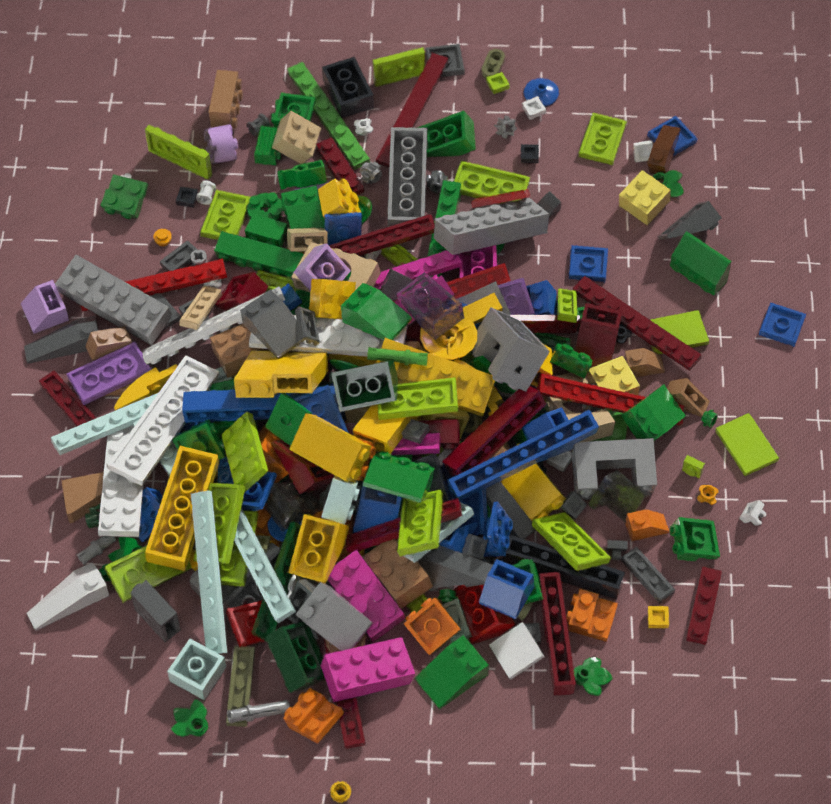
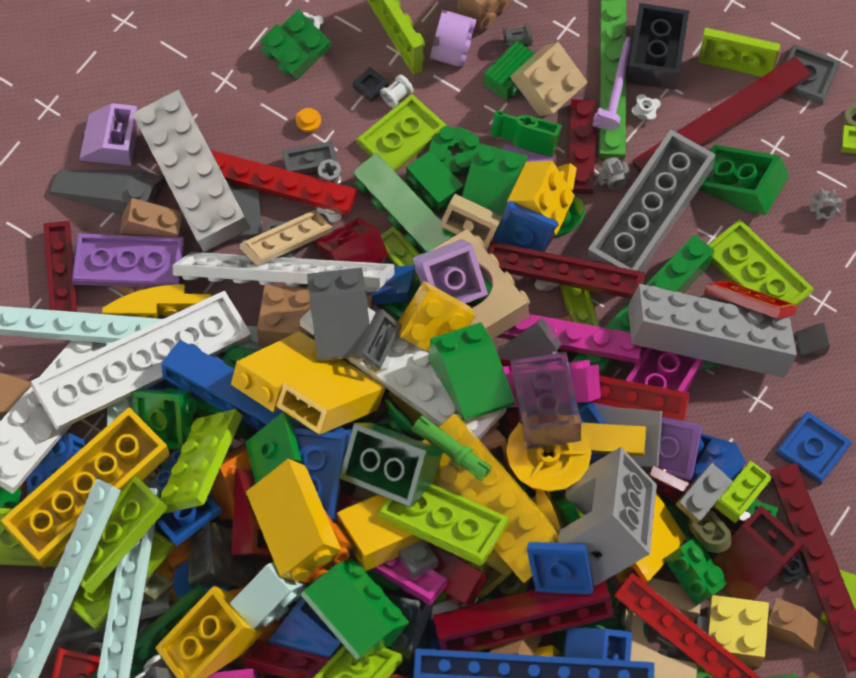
camera: 30 degrees right, 5 degrees up
(298, 104) = (575, 37): green plate -> none
(346, 142) = (609, 119): none -> lavender piece
(435, 181) = (686, 228): dark grey gear -> none
(502, 389) = (560, 568): none -> blue tile
(529, 153) = (834, 257): black plate -> none
(547, 315) = (704, 492): none -> light grey plate
(563, 335) = (711, 532): none -> olive plate

